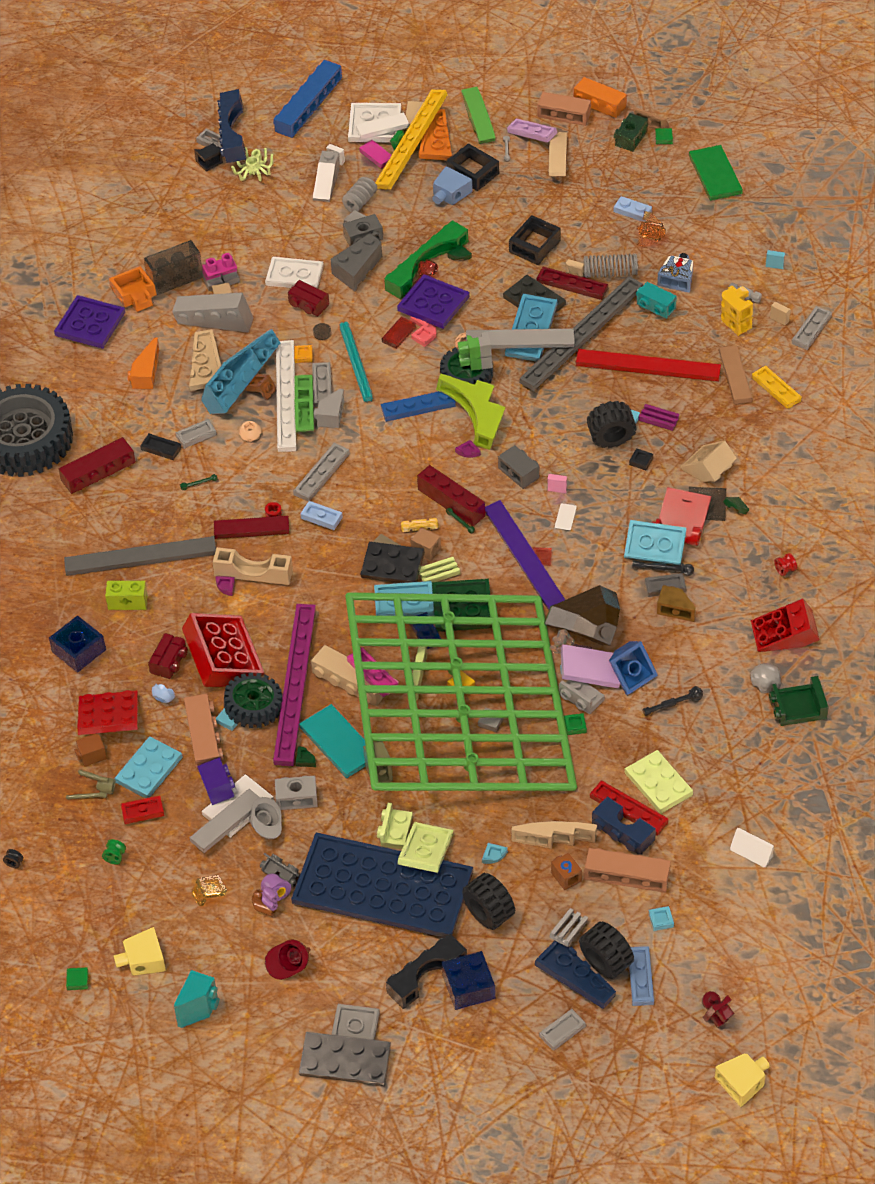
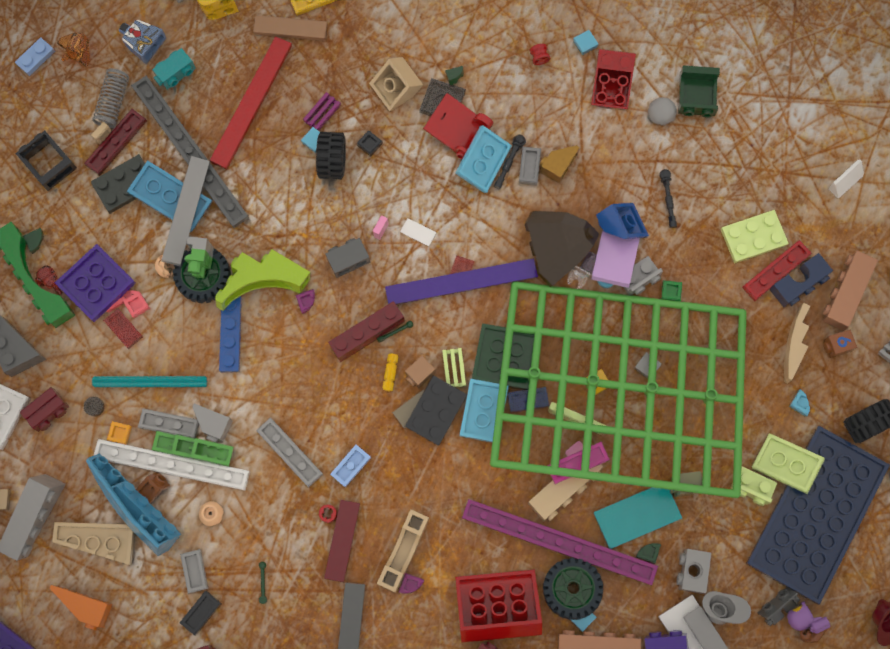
camera: 75 degrees left, 25 degrees up
(817, 600) = (585, 42): none -> medium azure tile

